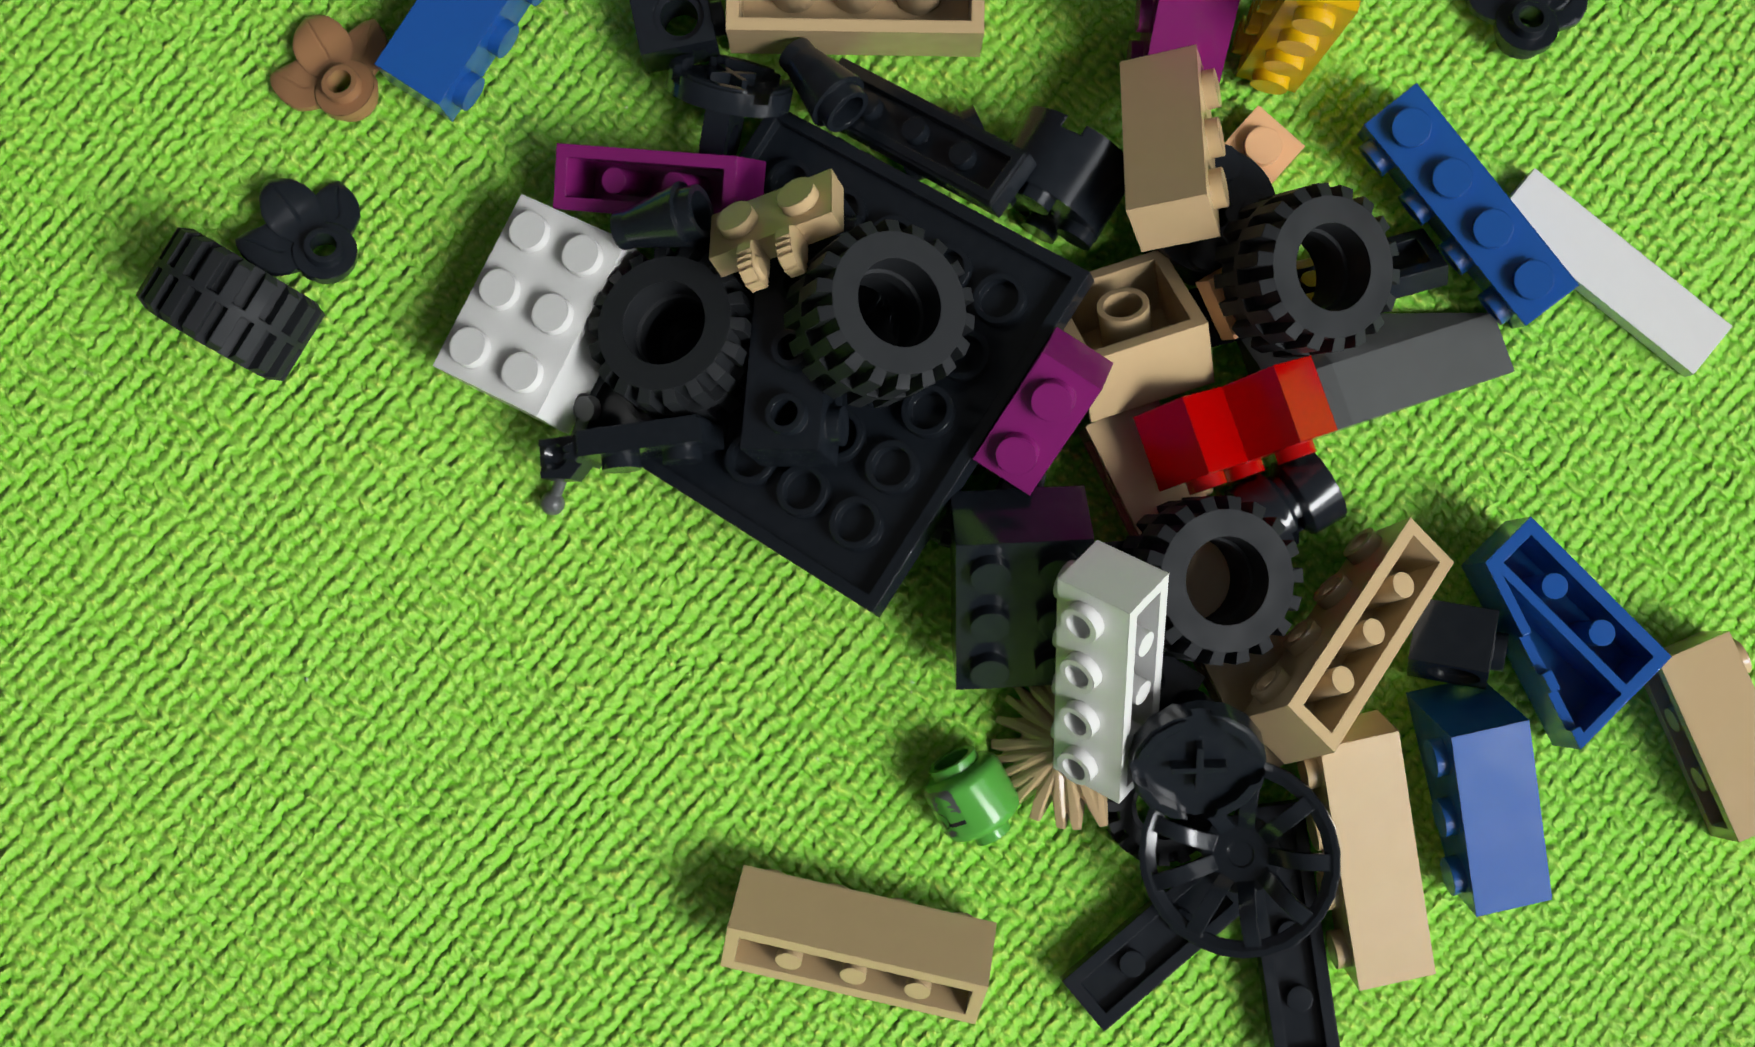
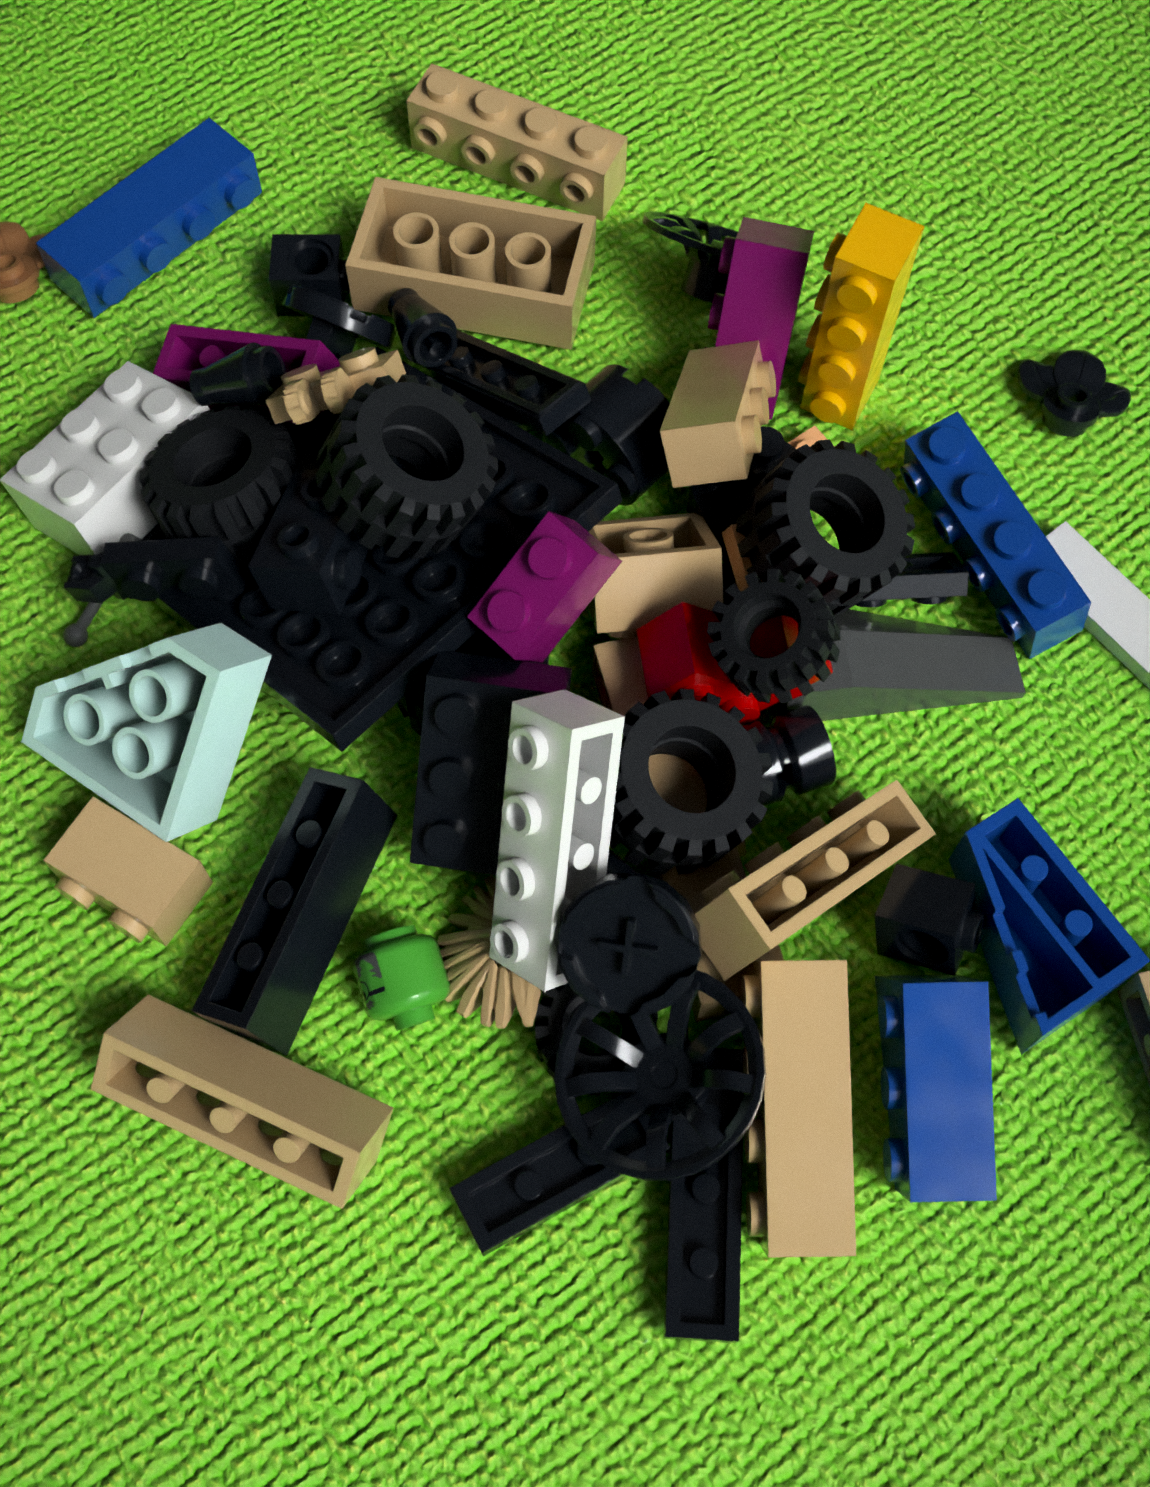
camera: 15 degrees right, 20 degrees down
(674, 609) = (155, 726): none -> light aqua brick
(684, 748) = (128, 872): none -> tan brick
(861, 758) = (296, 911): none -> black brick
(1243, 439) = (755, 606): none -> black tyre

